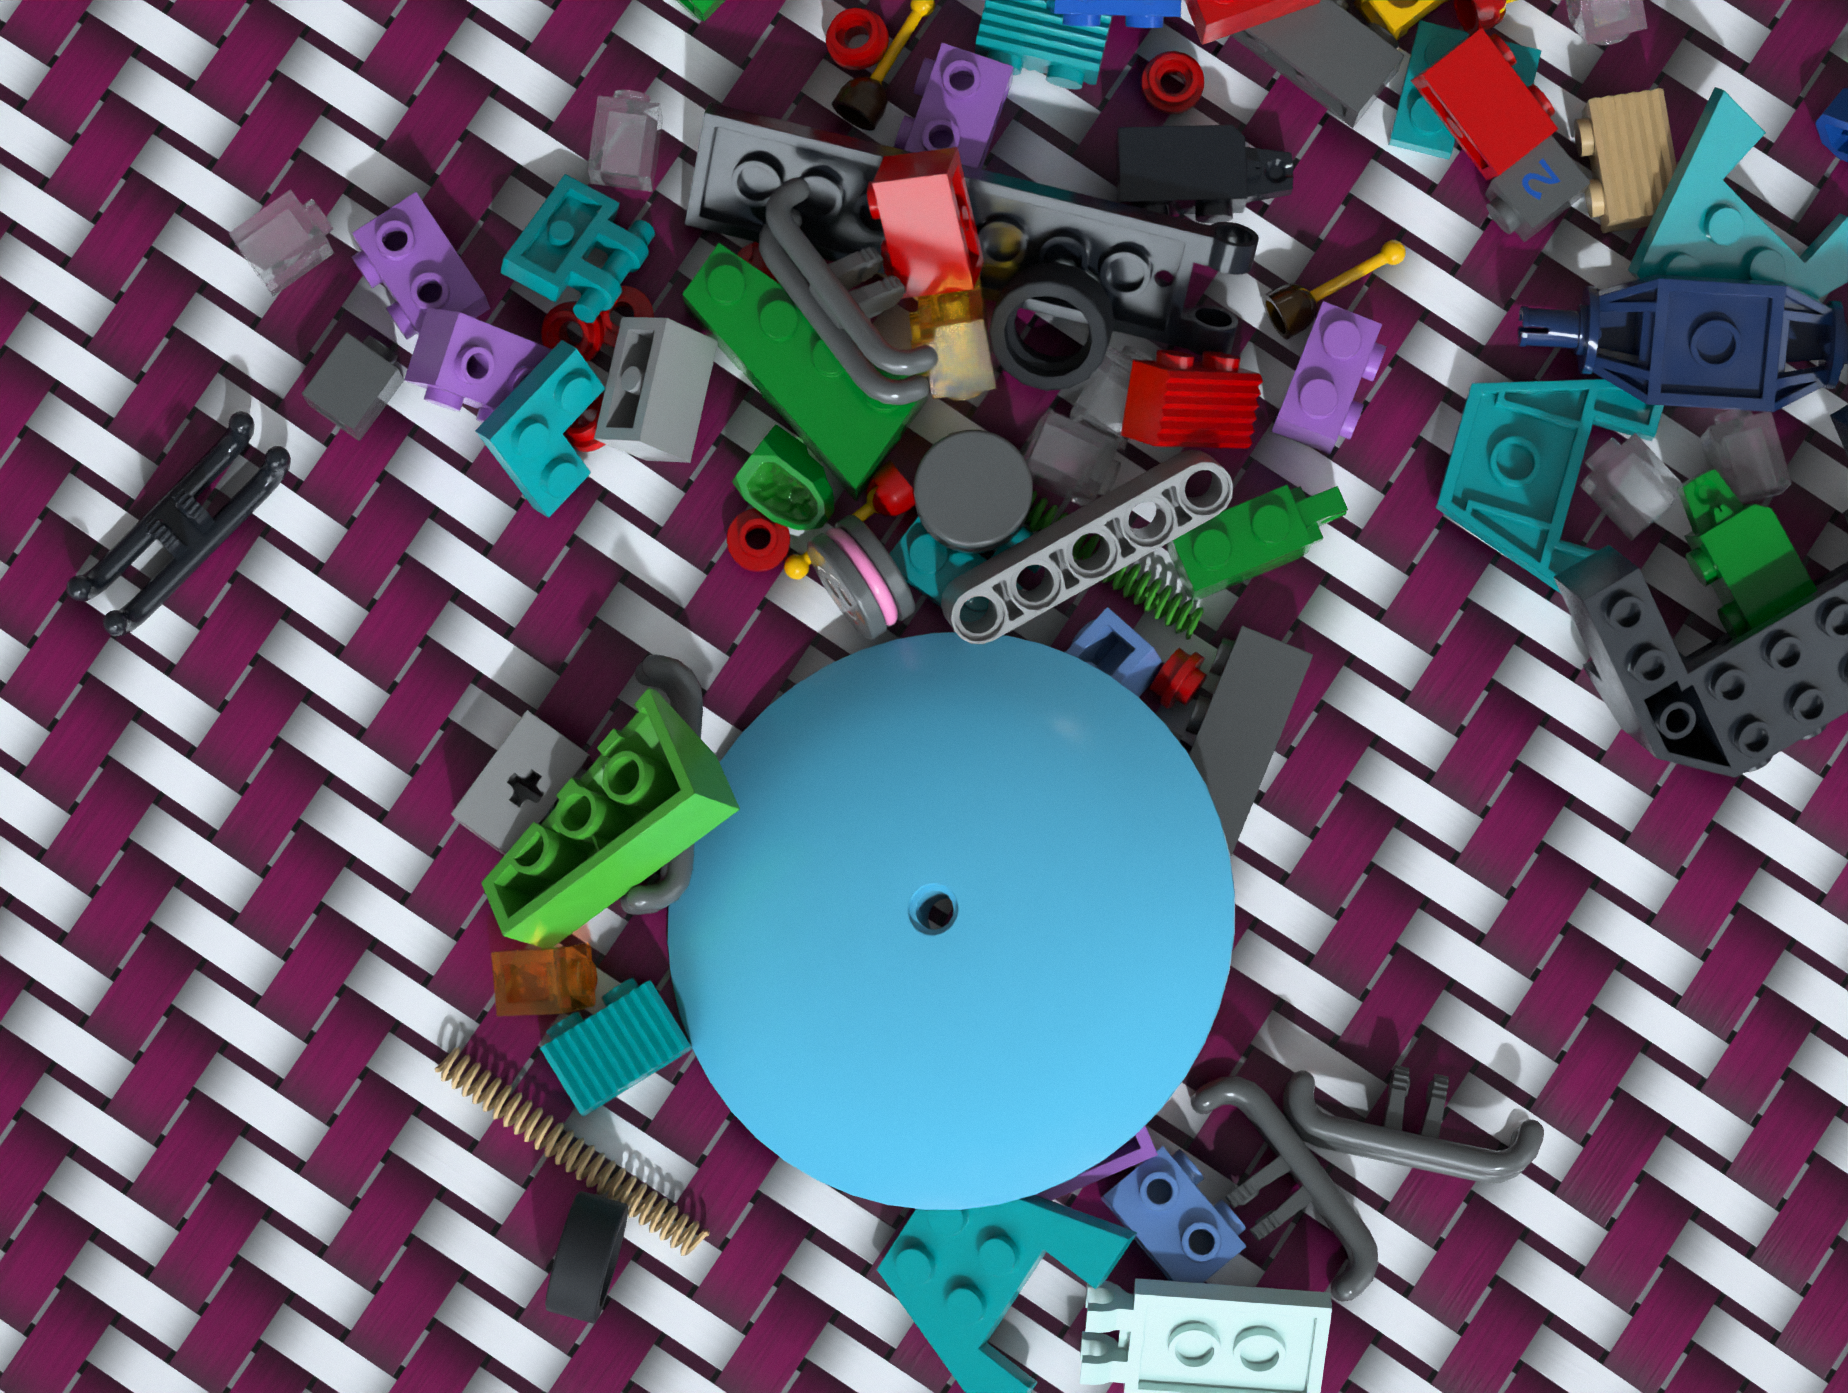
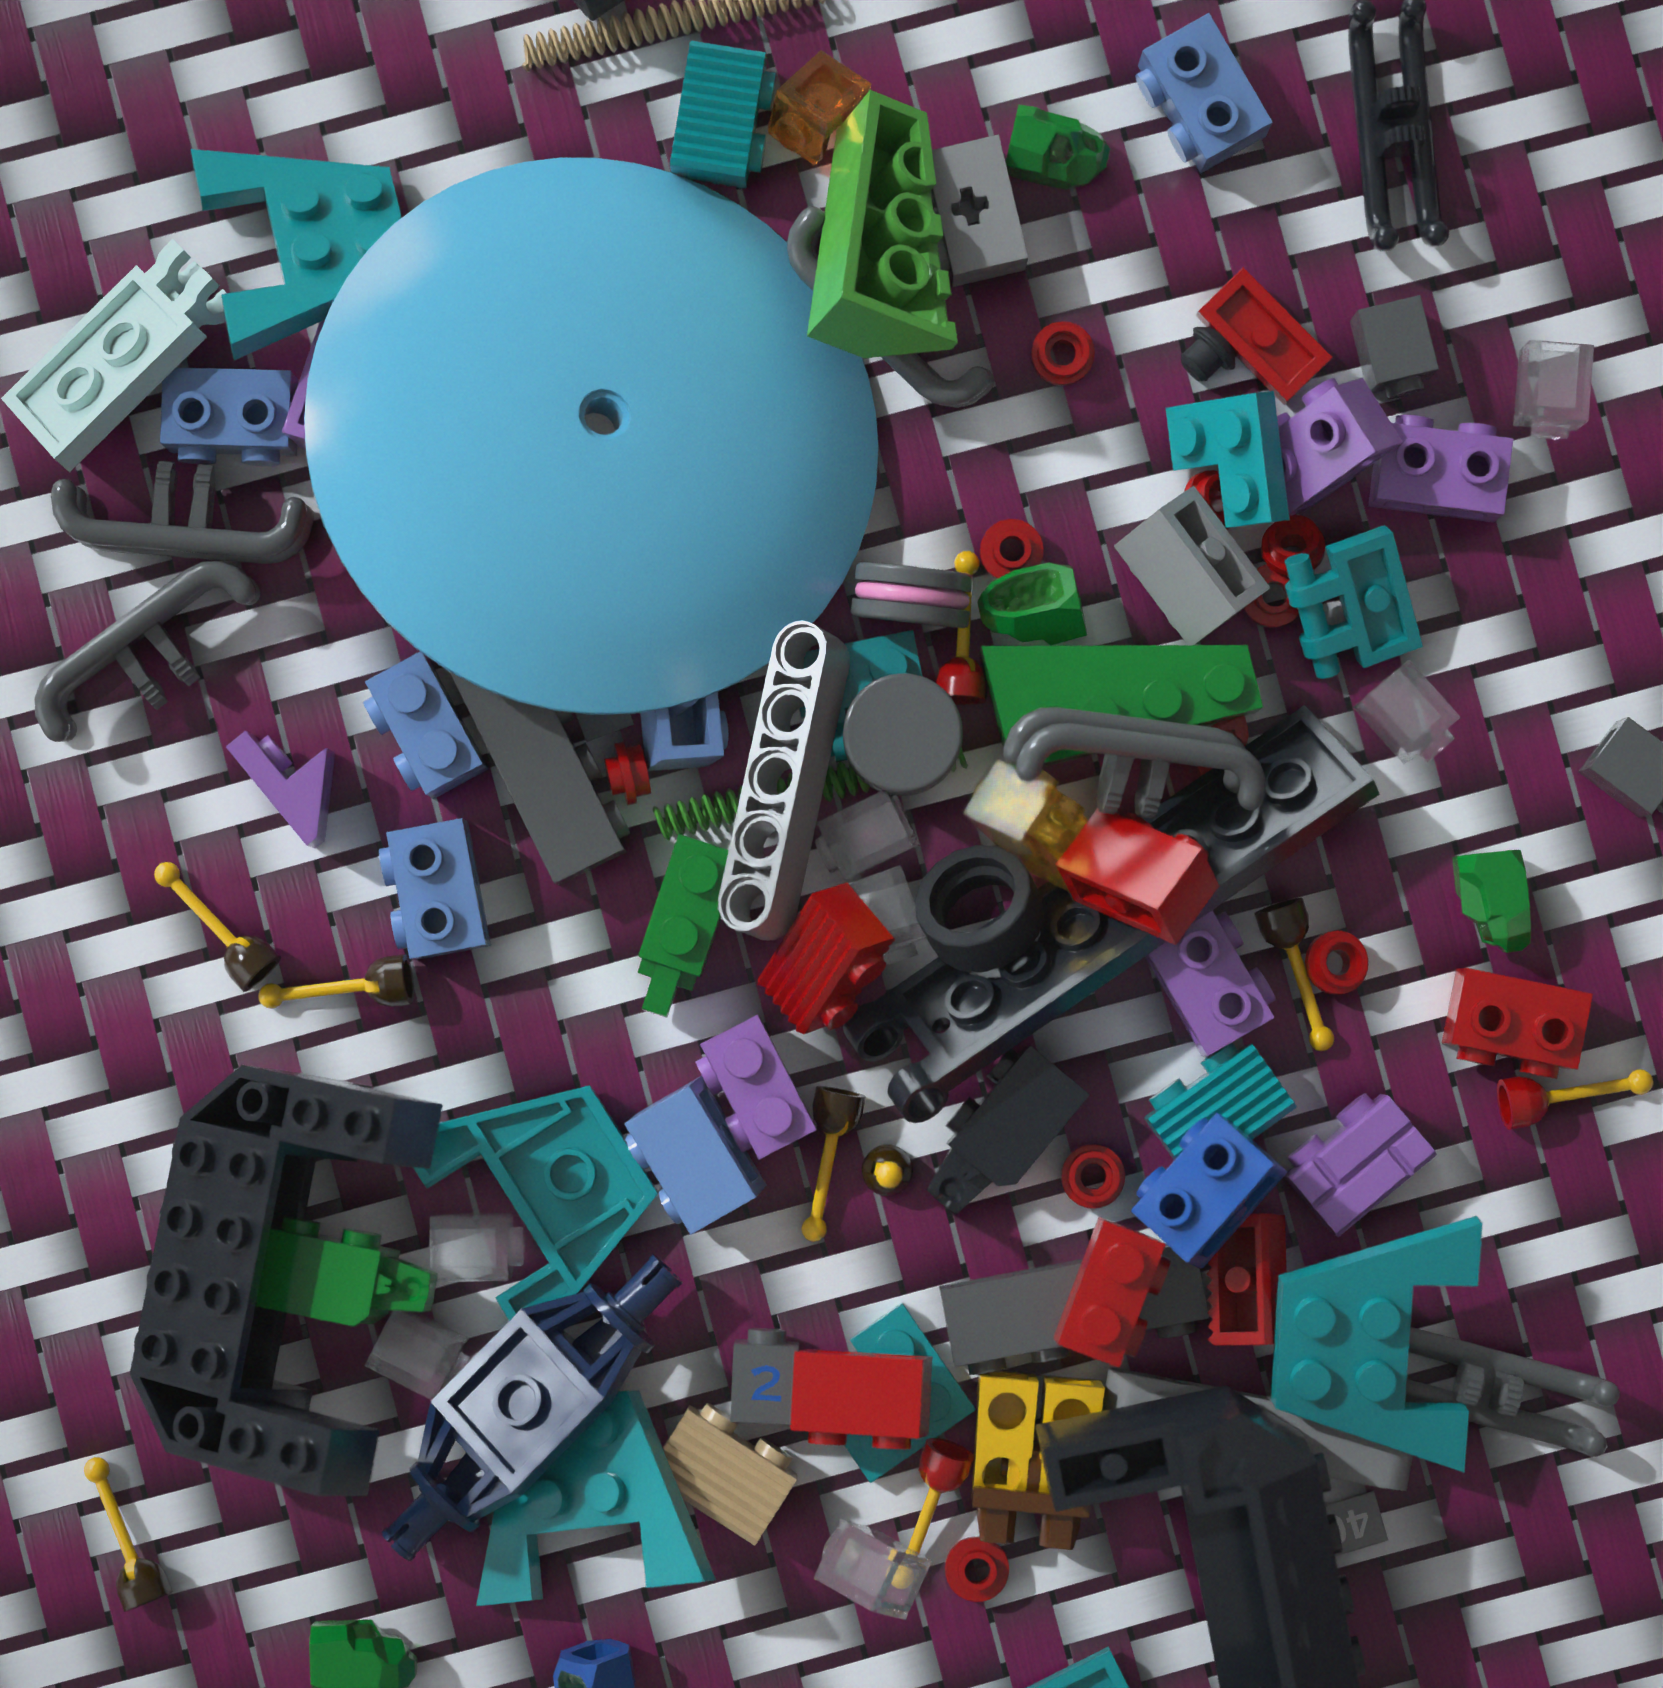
camera: 135 degrees right, 5 degrees up
(283, 693) = (1202, 94): none -> medium blue brick
(420, 770) = (1054, 150): none -> green rock
(429, 490) = (1264, 336): none -> red plate
(480, 521) = (1207, 354): none -> black piece
(566, 612) = (1068, 334): none -> red plate
(1279, 859) = (425, 725): none -> medium blue brick
(1294, 237) = (887, 1175): none -> dark brown hinge
(1394, 744) = (435, 889): none -> medium blue brick
(1420, 910) = (299, 798): none -> medium lavender slope
(1421, 379) = (693, 1156): none -> medium blue brick
(1497, 724) = (386, 981): none -> hinge
(1570, 846) = (247, 957): none -> hinge

